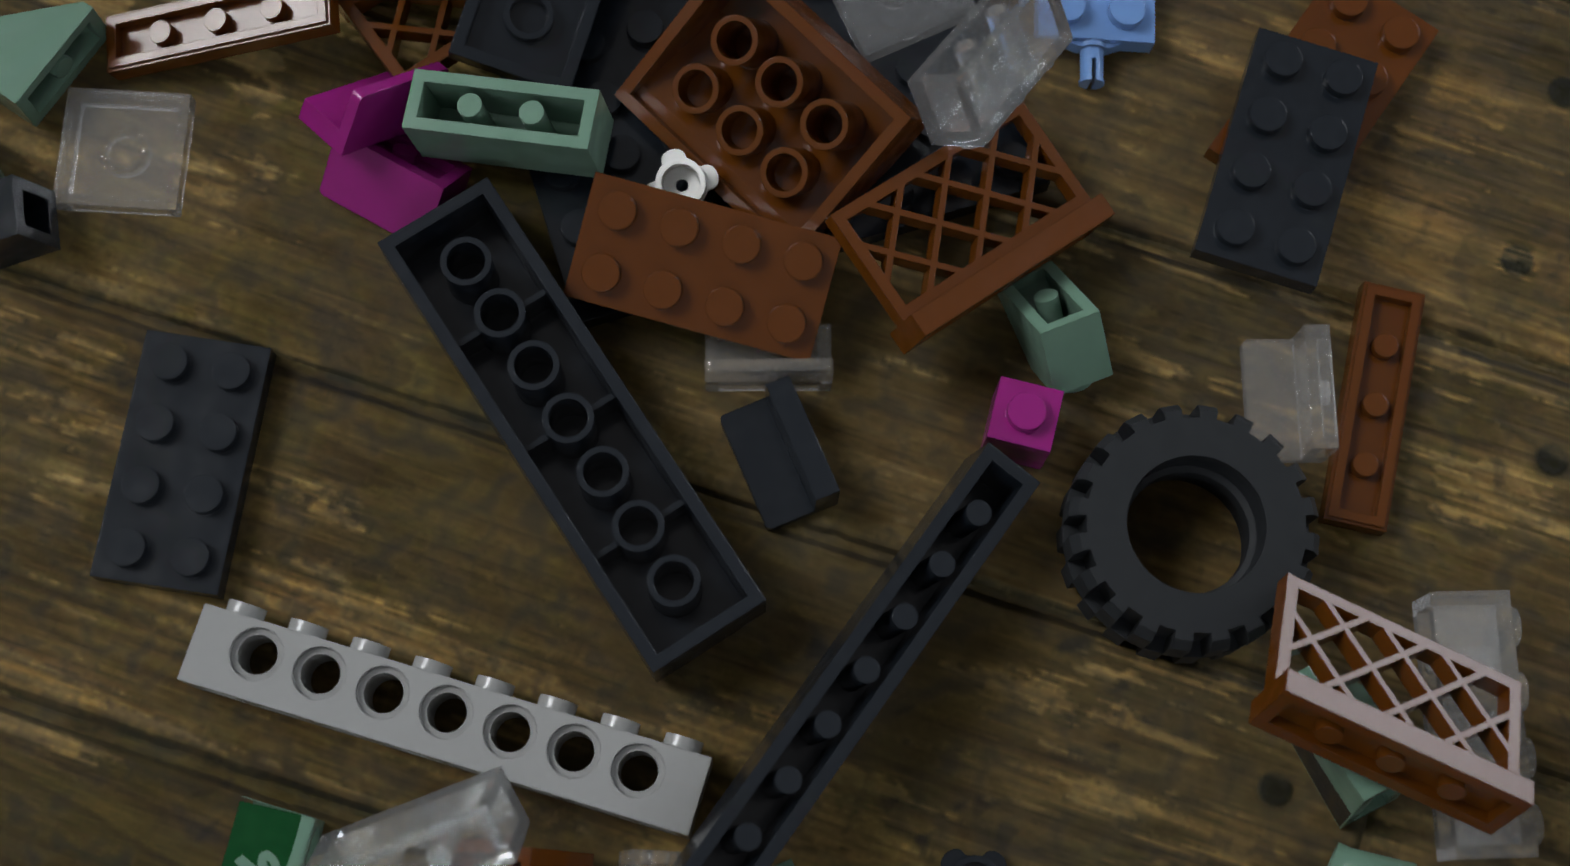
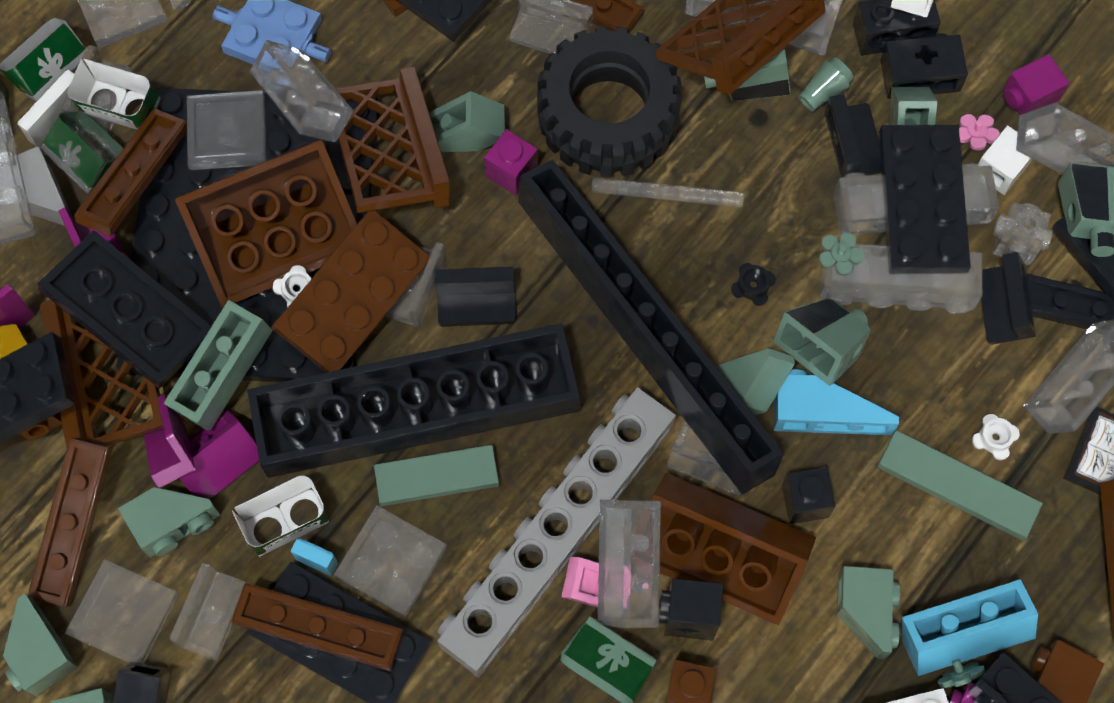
camera: 65 degrees left, 5 degrees down
(159, 265) = (207, 613): none -> clear panel
(176, 424) = (317, 626): none -> reddish brown tile
(270, 144) = (165, 517): none -> sand green slope
(286, 379) = (314, 556): none -> medium azure tile
(300, 265) = (265, 506): none -> white piece
(319, 490) = (390, 561): none -> clear plate
(376, 785) = (581, 581): none -> bright pink plate
(477, 507) = (436, 475): none -> sand green tile
(1078, 689) = (667, 192): none -> clear bar

